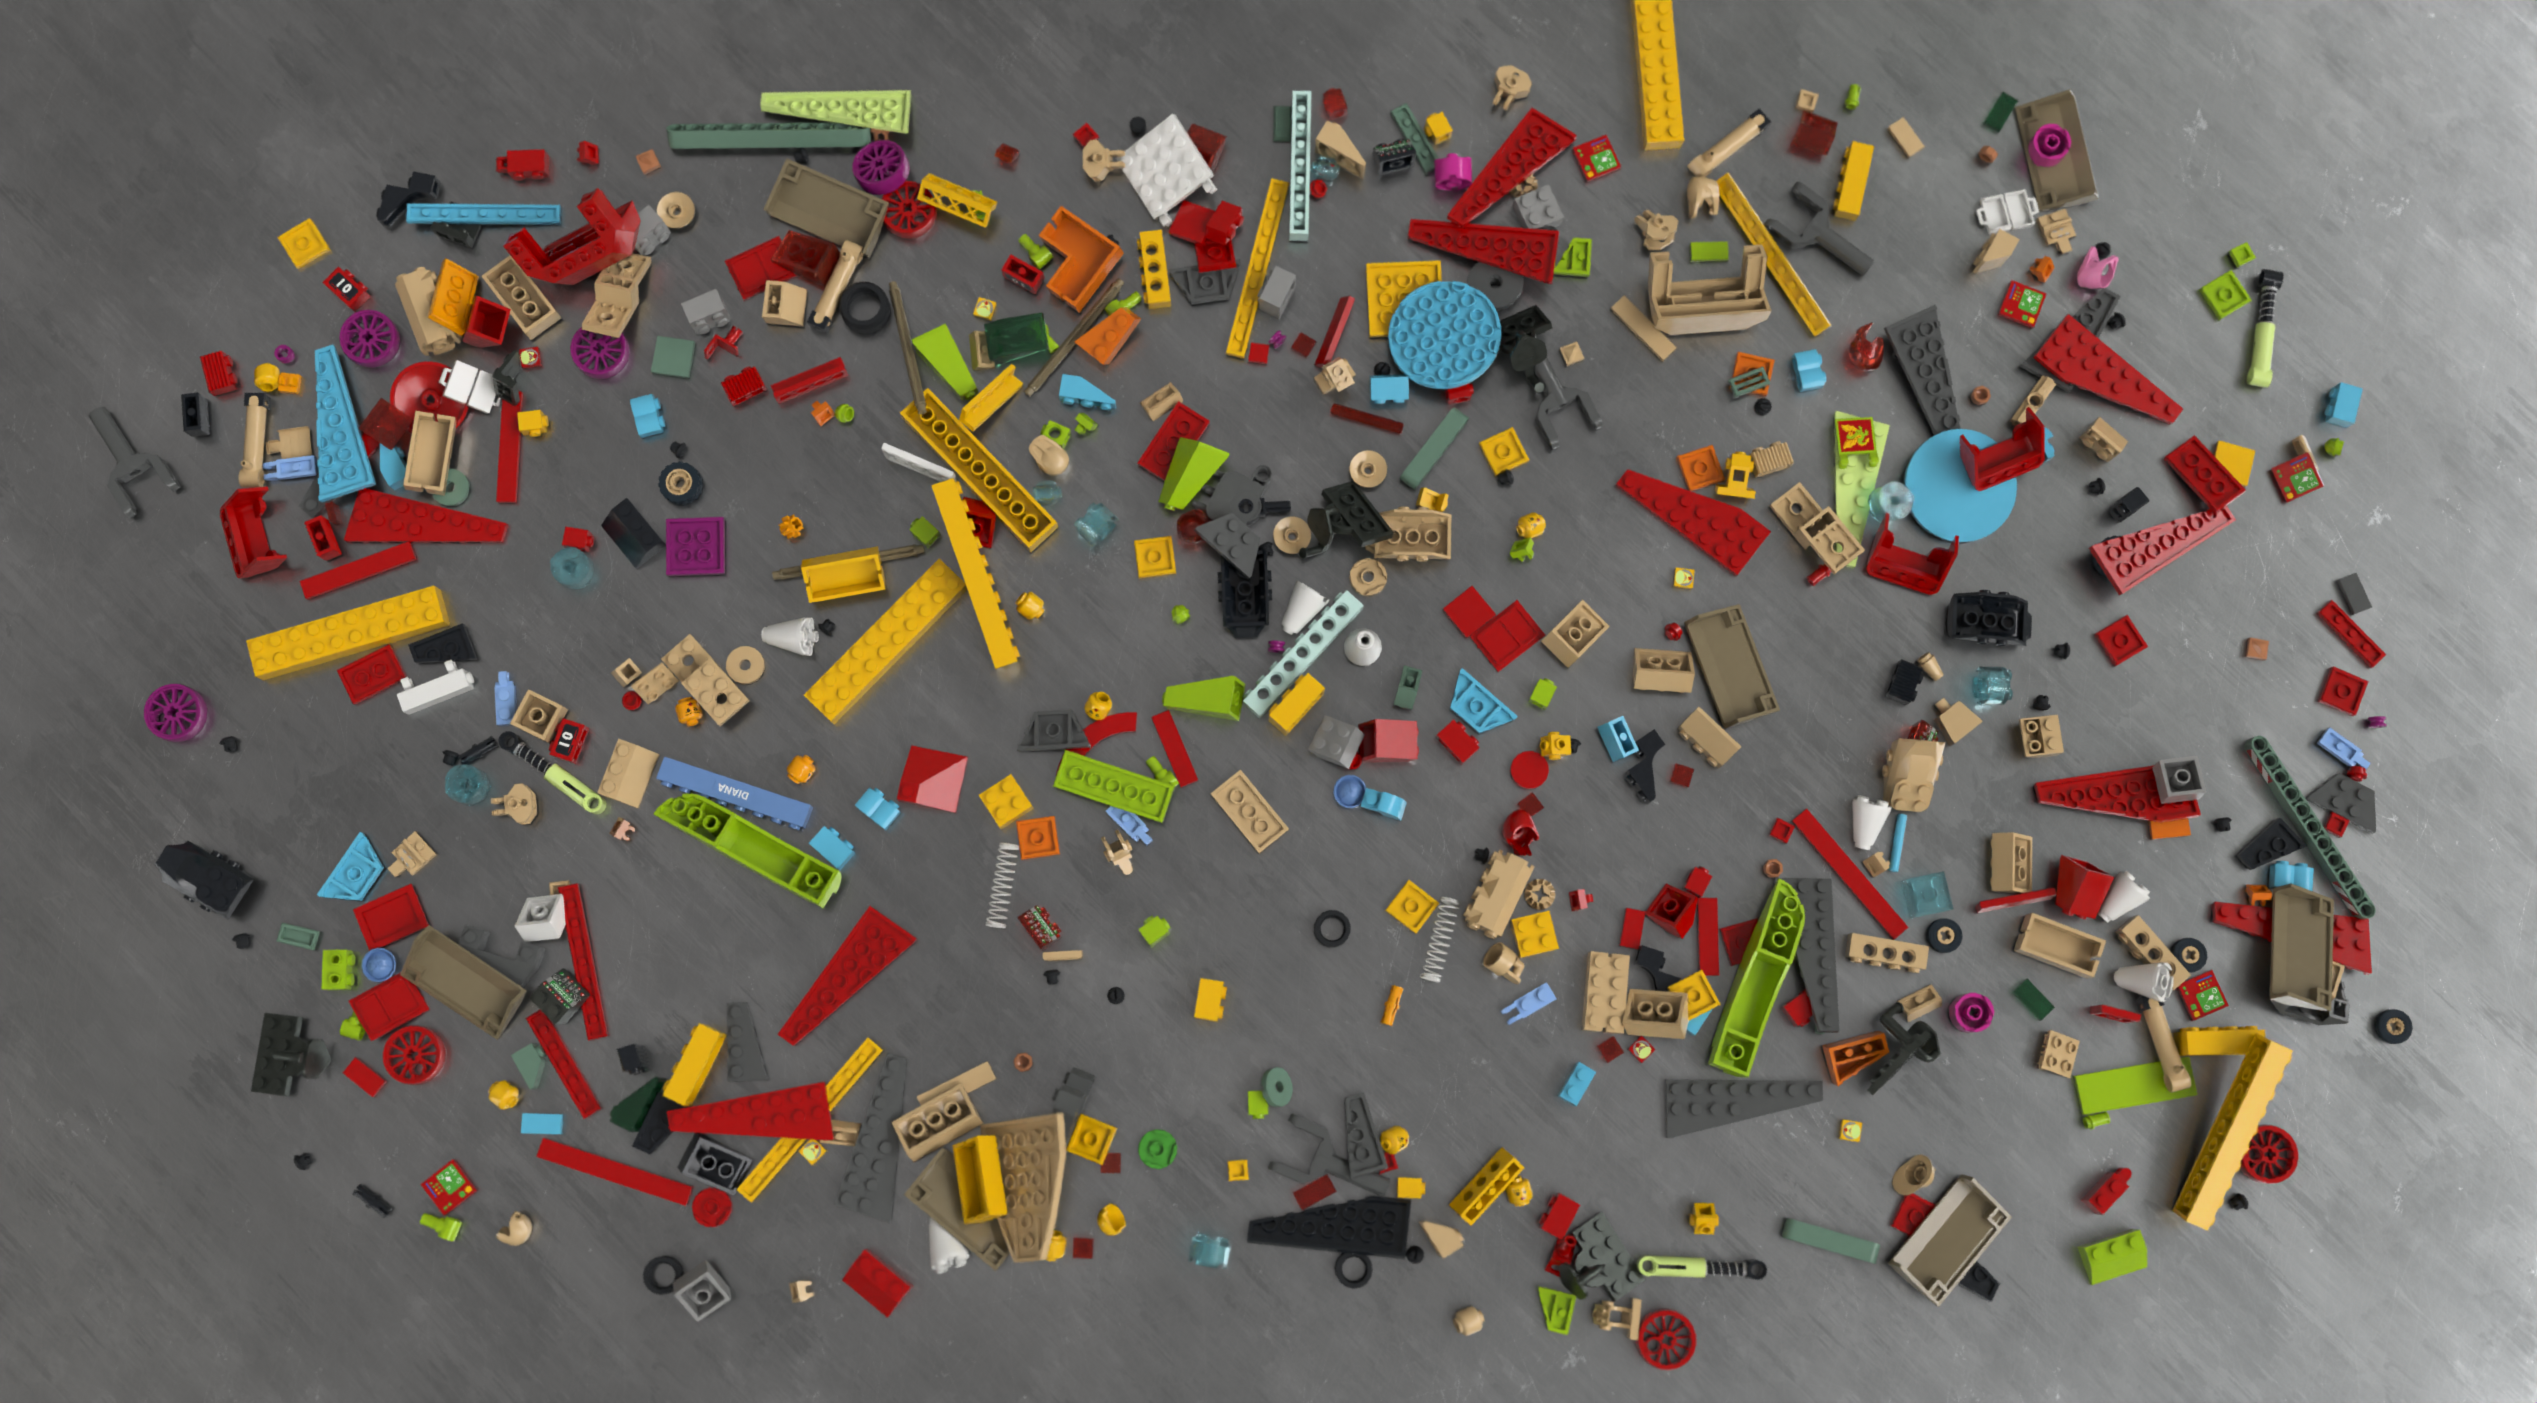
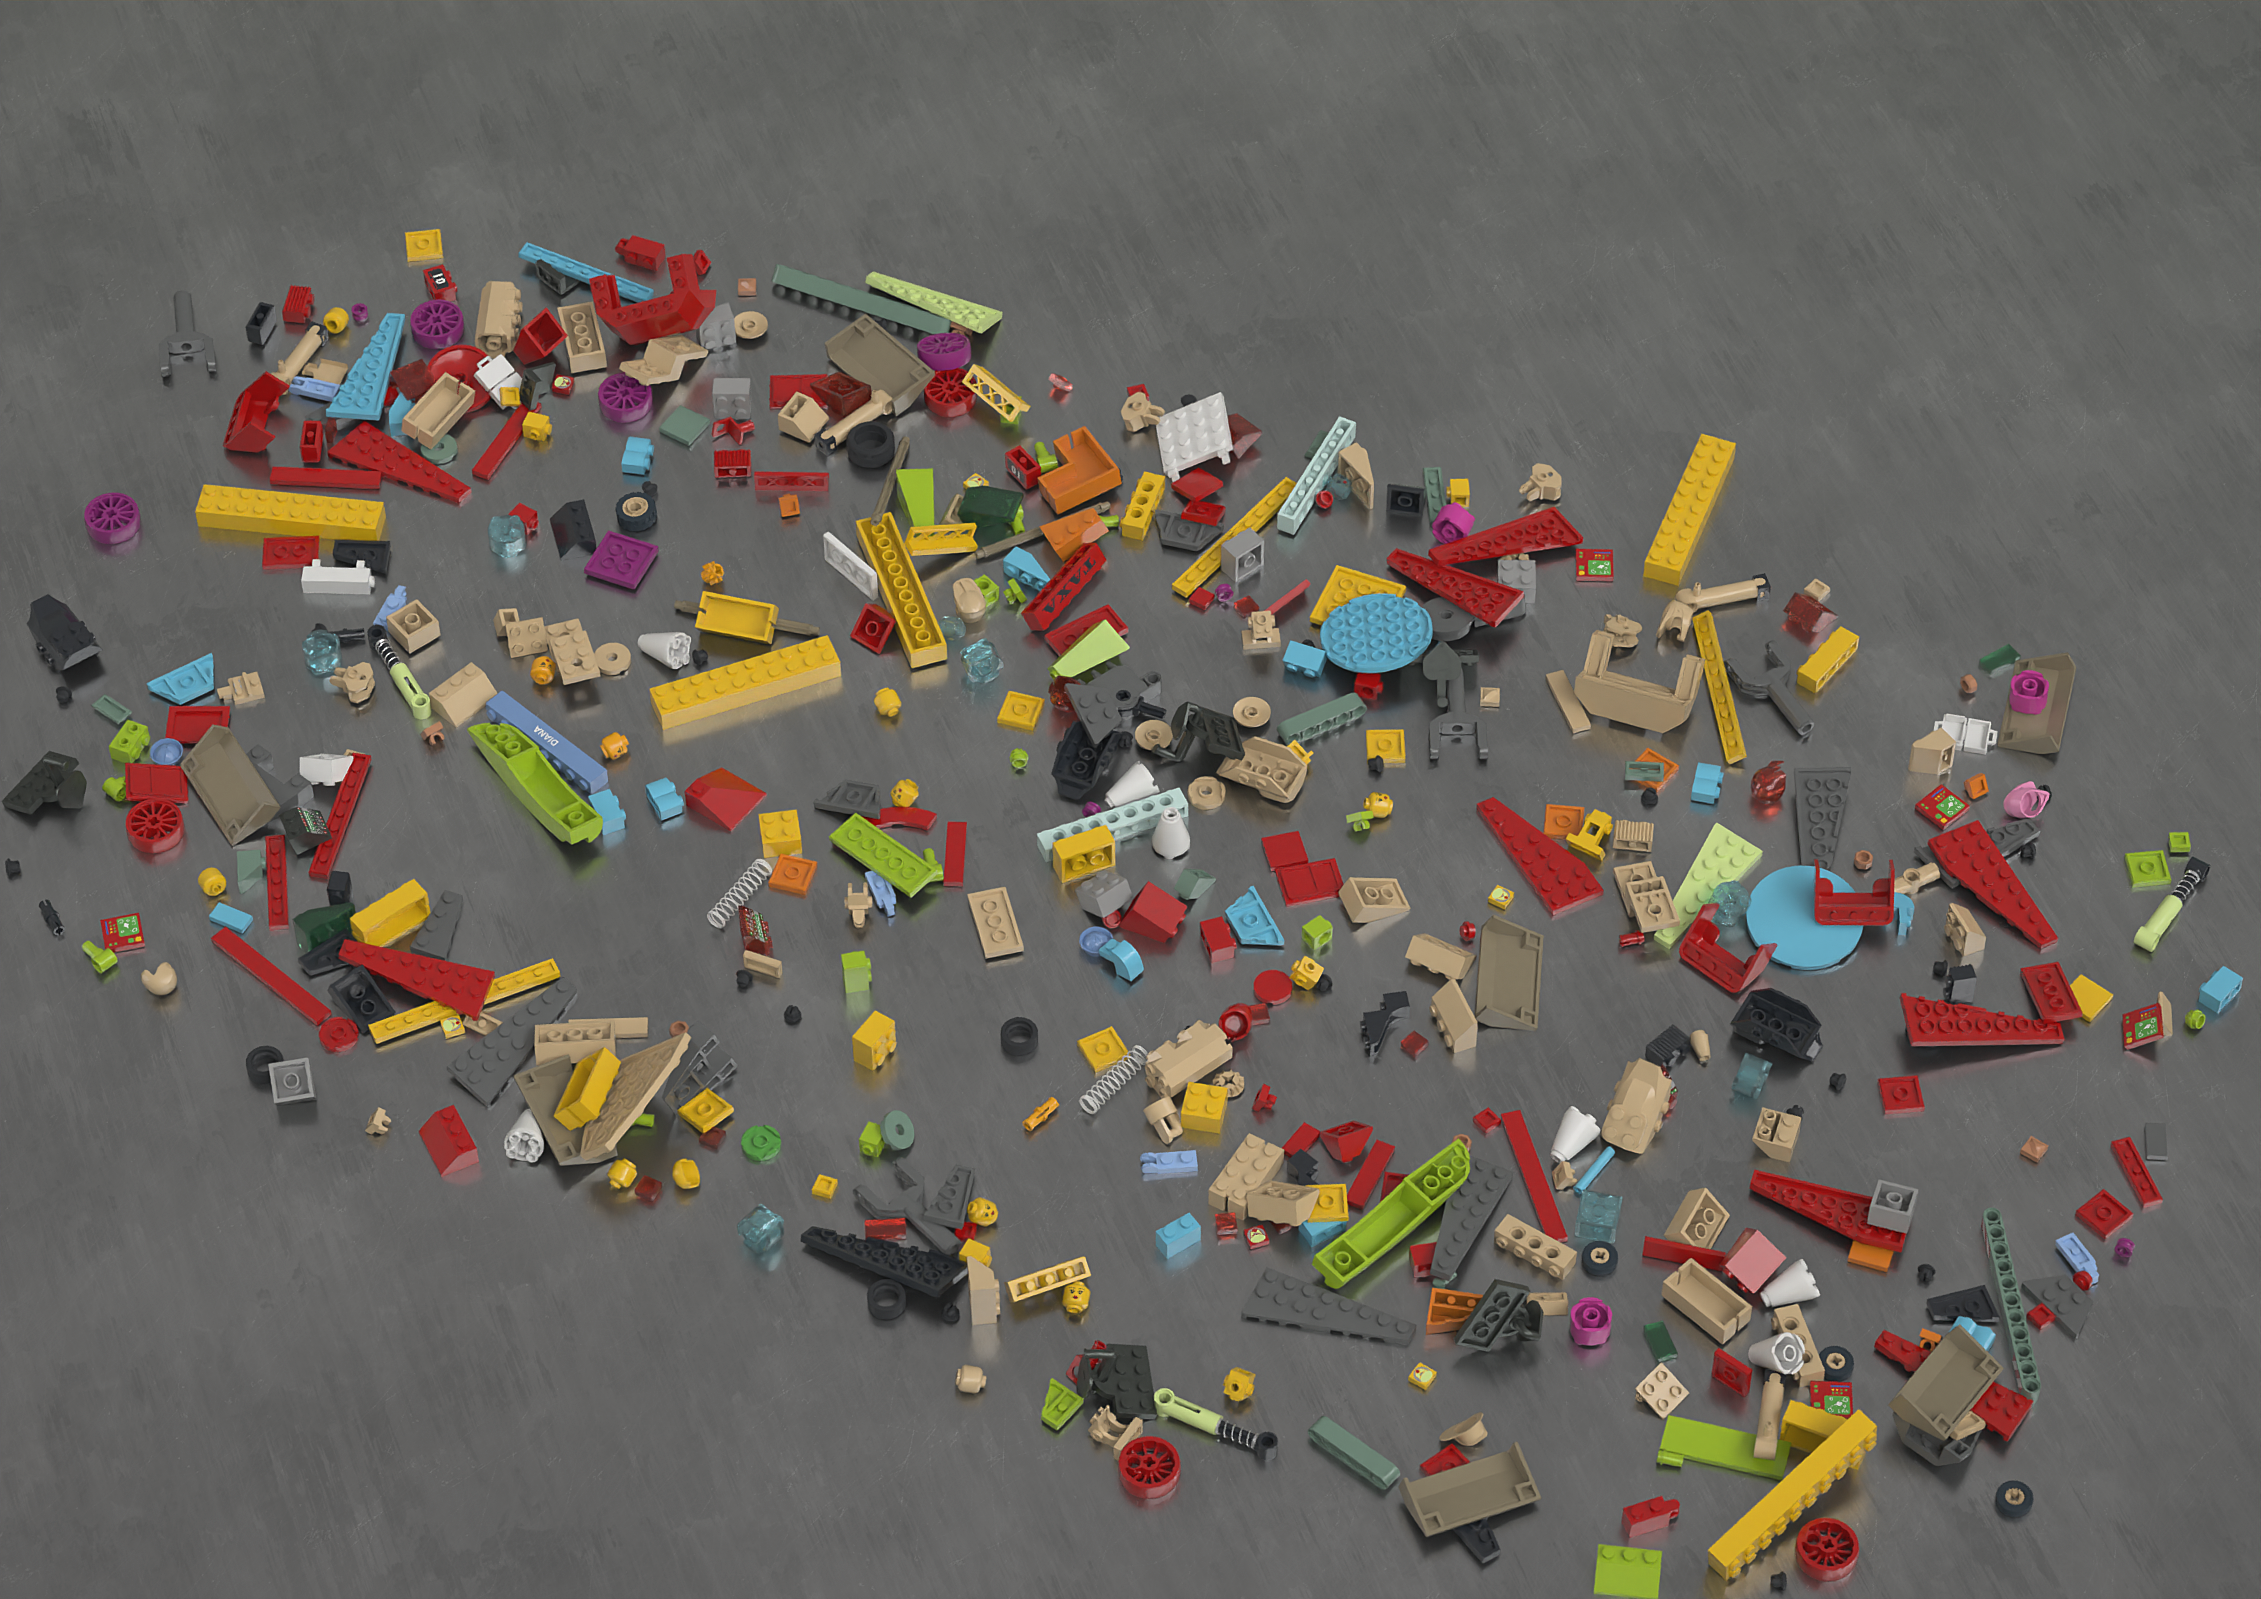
camera: 30 degrees right, 30 degrees down
(229, 743) = (142, 555): black piece -> none
(289, 383) = (351, 332): light orange tile -> none
(364, 1077) = (102, 828): red tile -> none
(396, 198) = (544, 237): black arch -> none
(453, 297) = (522, 310): light orange tile -> none
(488, 400) = (509, 396): none -> yellow tile
(568, 740) = (427, 654): red brick -> none
(631, 700) = (498, 647): red plate -> none
(844, 413) = (808, 512): lime plate -> none
(859, 959) = (583, 900): red wing -> none
(924, 531) = (826, 618): lime brick -> none
(974, 572) = (852, 651): yellow brick -> none
(1129, 400) = (1063, 586): none -> red brick
(1161, 401) = (1089, 603): tan slope -> none
(1210, 697) = (1007, 822): lime slope -> none
(1224, 223) = (1223, 491): red brick -> none
(1334, 103) = (1375, 444): clear red brick -> none
(1367, 418) = (1273, 678): clear red axle -> none
(1559, 1215) = (1105, 1327): red brick -> none
(1576, 259) = (1532, 629): lime wing -> none
(1618, 738) = (1367, 987): medium azure brick -> none
(1697, 881) = (1384, 1125): red brick -> none
(1709, 251) = (1661, 667): lime tile -> none
(1853, 96) = (1858, 603): lime pin -> none
(1855, 437) = (1722, 845): flag -> none
(1905, 137) = (1897, 647): tan tile -> none
(1955, 720) = (1702, 1095): tan torso -> none
(2057, 228) = (2007, 761): tan piece -> none

